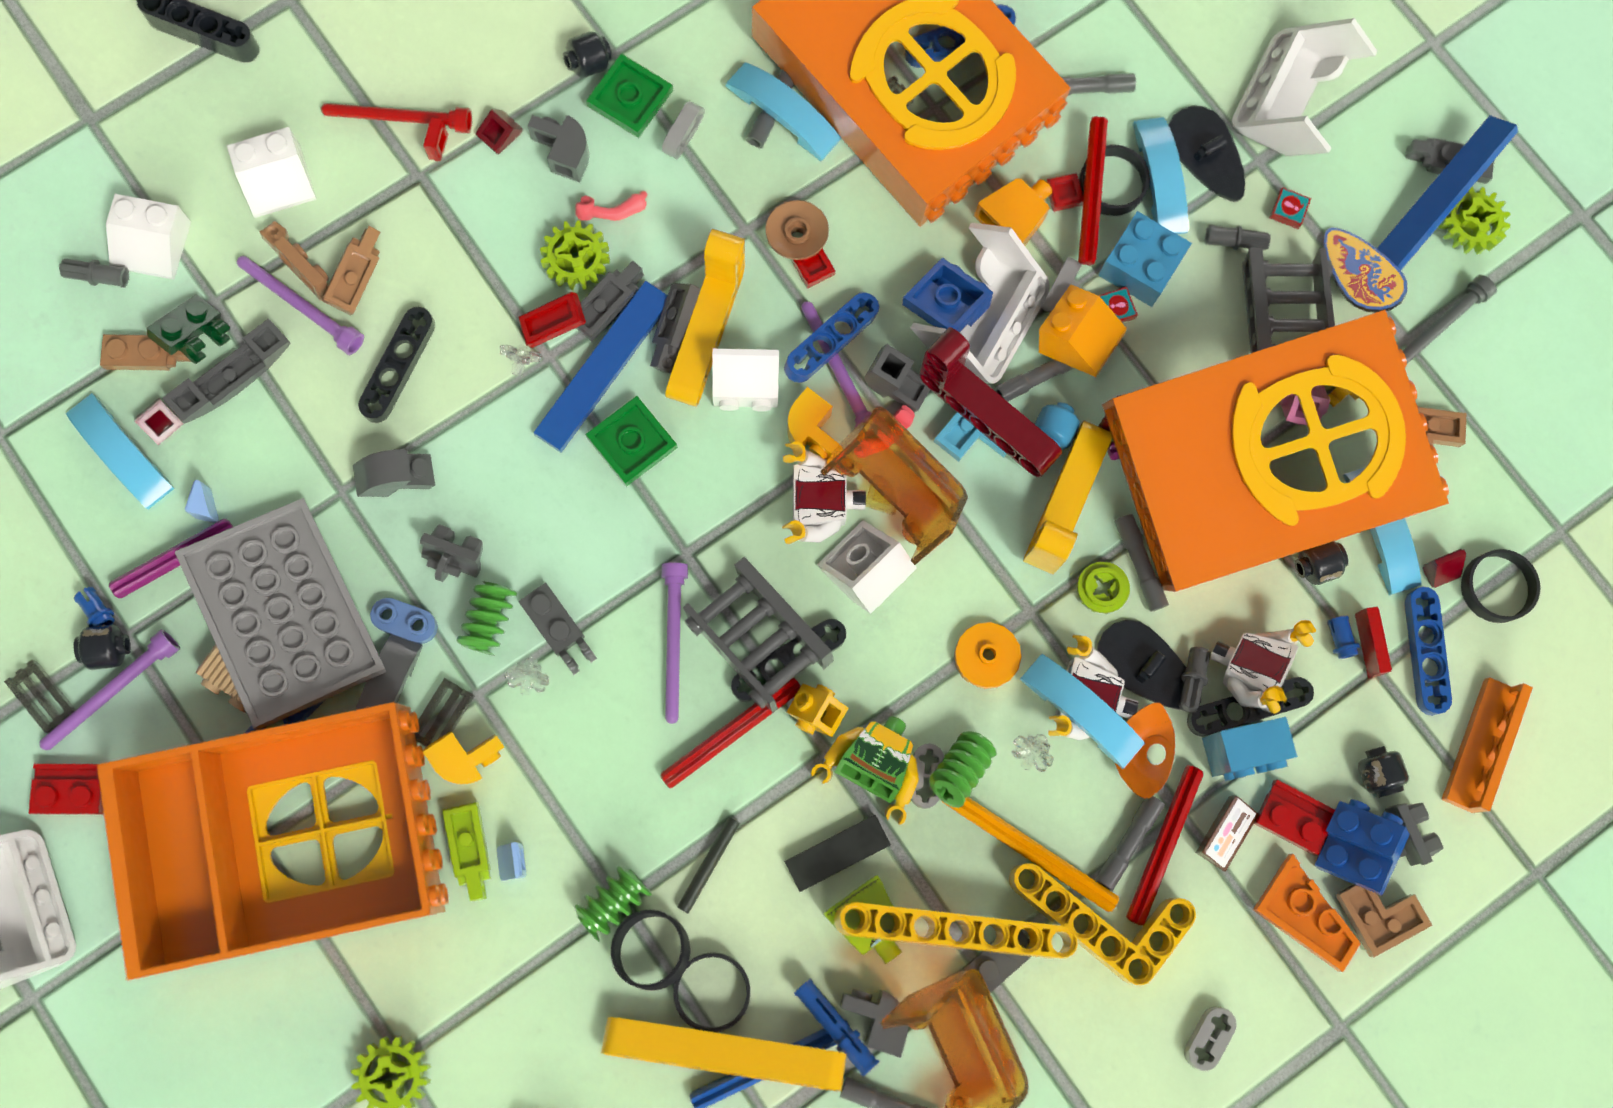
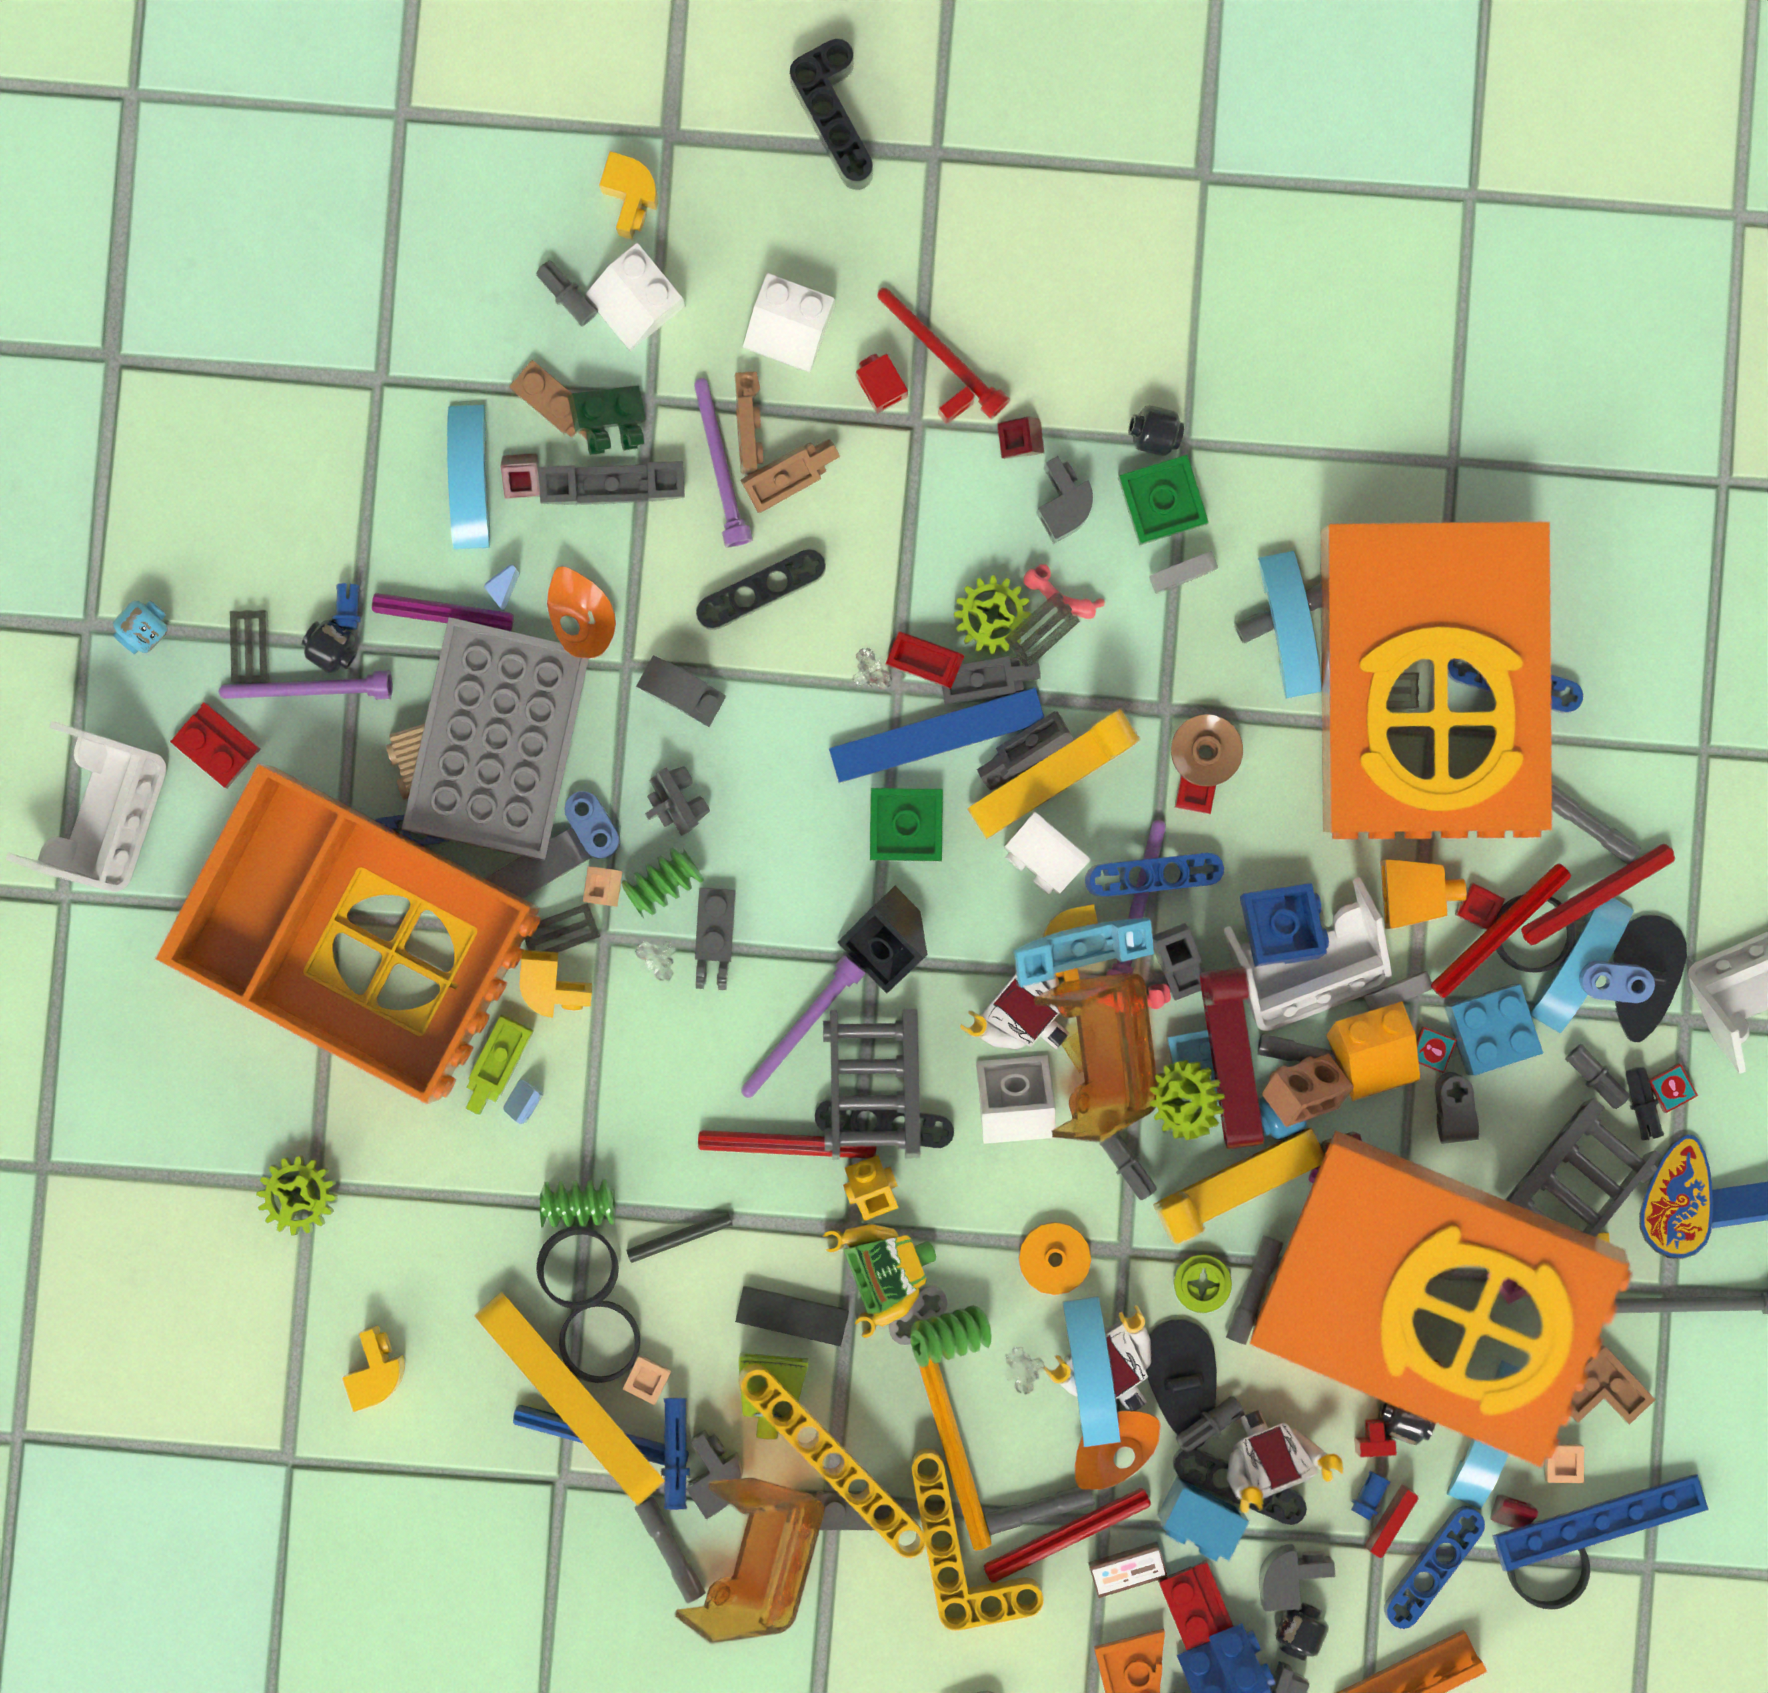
camera: 45 degrees right, 10 degrees up
(85, 165) = (633, 183): none -> yellow brick
(266, 469) = (576, 596): none -> orange piece
(370, 163) = (881, 382): none -> red brick
(445, 656) = (602, 886): none -> light nougat plate
(622, 216) = (1064, 611): none -> clear smoke tile
(683, 528) = (887, 940): none -> black slope
(770, 991) = (647, 1380): none -> light nougat plate
(825, 417) = (1081, 947): none -> medium azure slope
(970, 462) = (1186, 1117): none -> lime gear
(983, 548) = (1128, 1166): none -> dark grey axle
(1059, 391) = (1307, 1089): none -> nougat brick
(1133, 120) = (1598, 894): none -> red axle
(1169, 334) = (1455, 1116): none -> dark grey piece
(1198, 160) = (1618, 981): none -> medium blue plate
(1281, 230) = (1643, 1103): none -> black axle
(1312, 596) = (1375, 1441): none -> red tile
(1334, 741) = (1282, 1572): none -> dark grey brick
(1452, 512) = (1566, 1464): none -> light nougat plate
(1506, 526) = (1600, 1522): none -> blue tile

